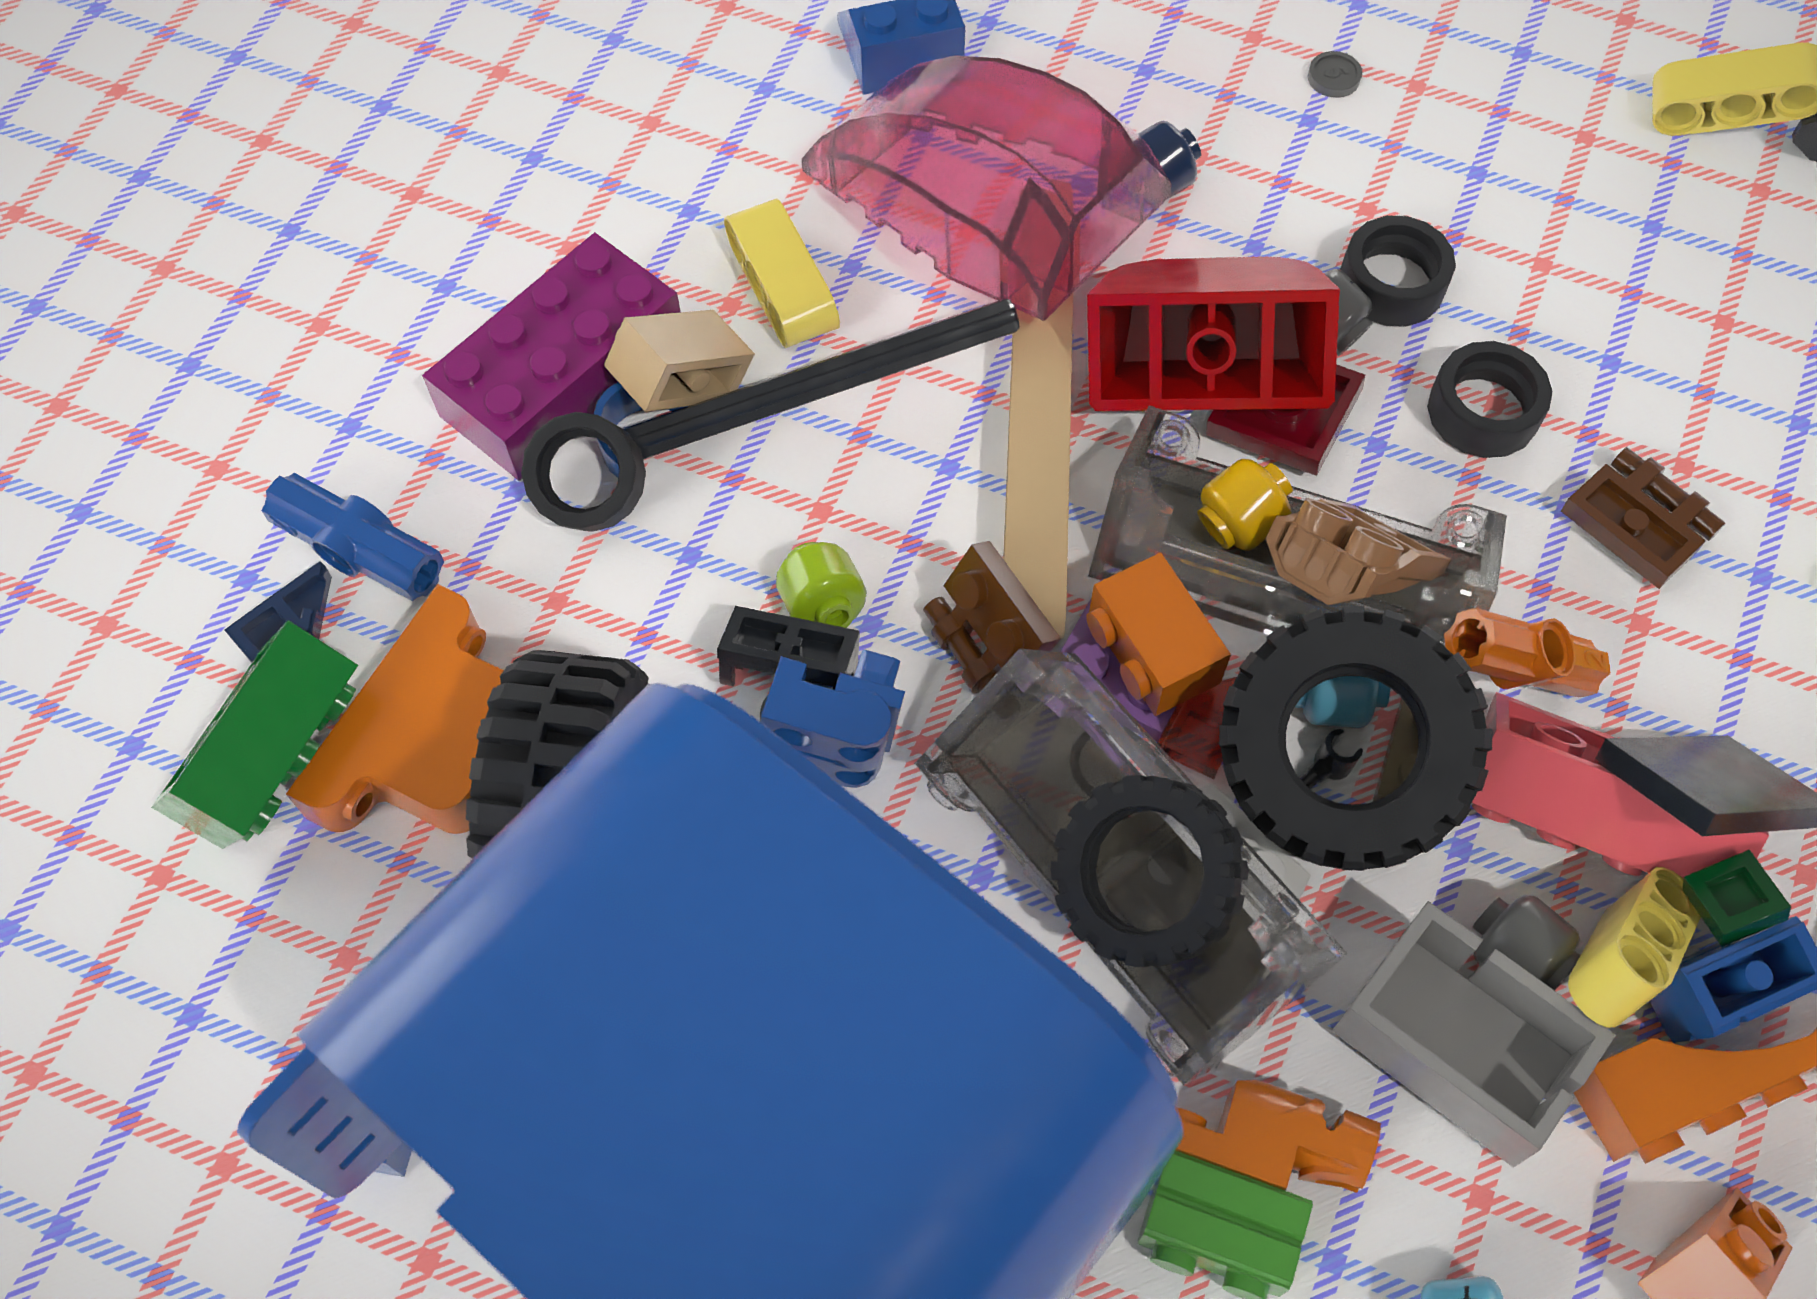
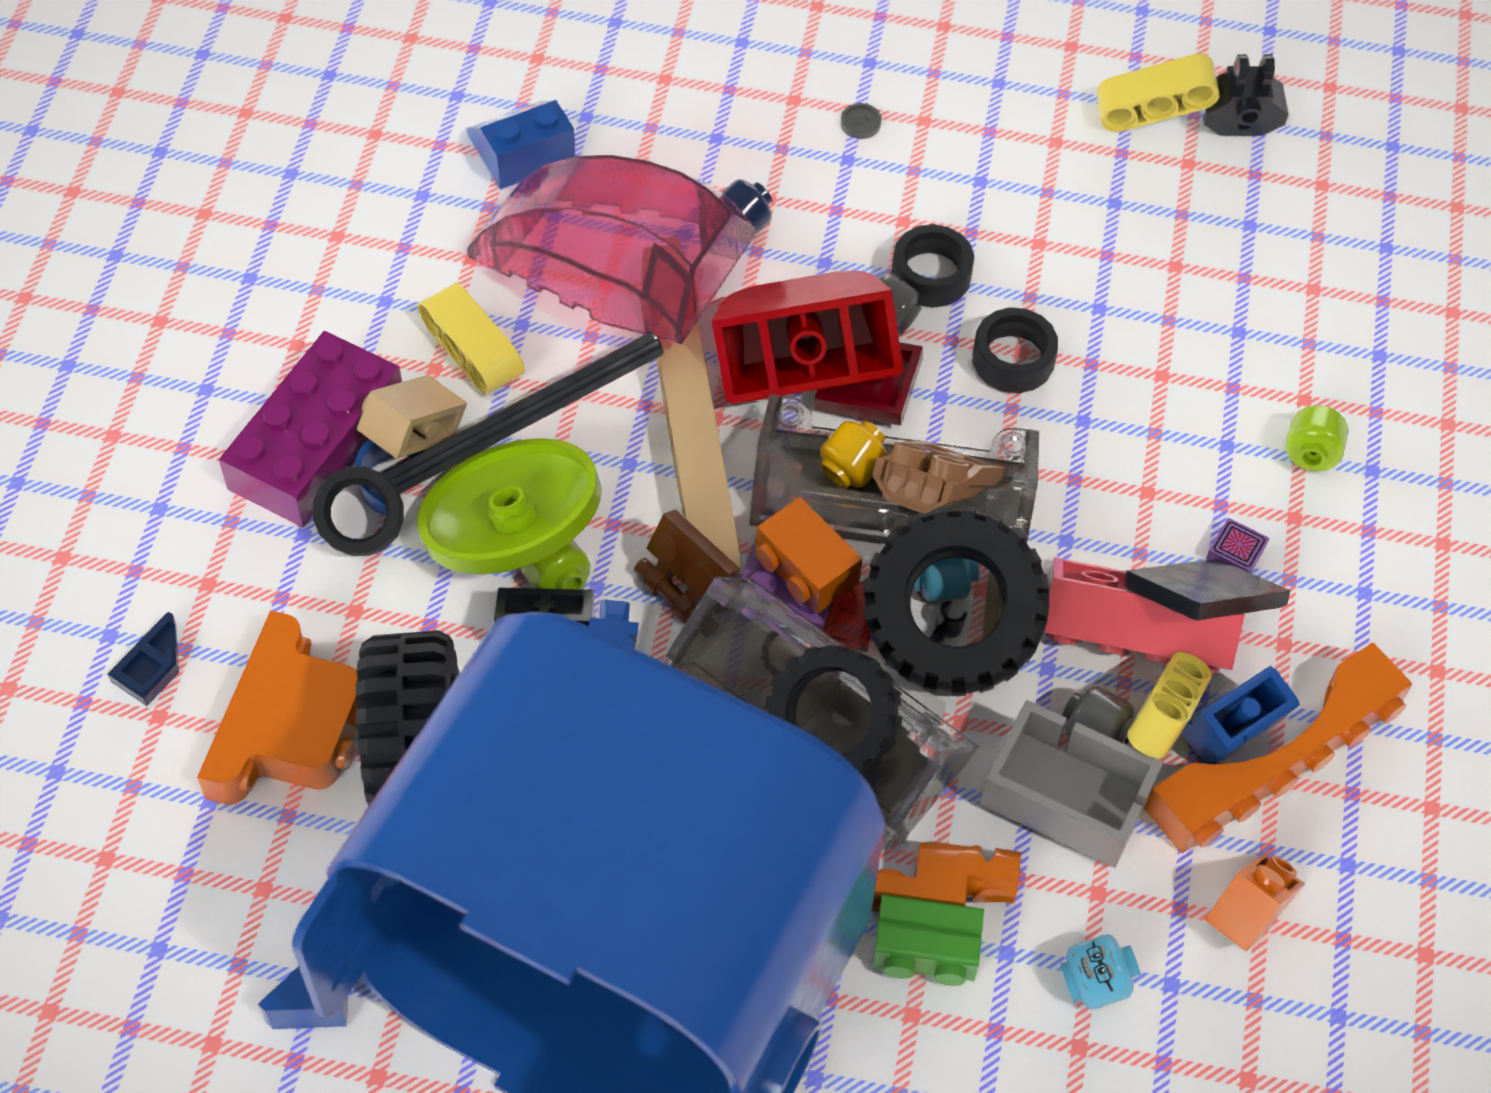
camera: 15 degrees left, 5 degrees down
(259, 738) = (166, 741): green brick -> none
(353, 536) = (189, 588): blue piece -> none
(776, 500) = (509, 506): none -> lime dish
(1527, 653) = (1068, 523): orange piece -> none
(1637, 526) = (1132, 424): reddish brown plate -> none
(1736, 898) = (1229, 660): dark green tile -> none
(1761, 722) = (1238, 545): none -> tile

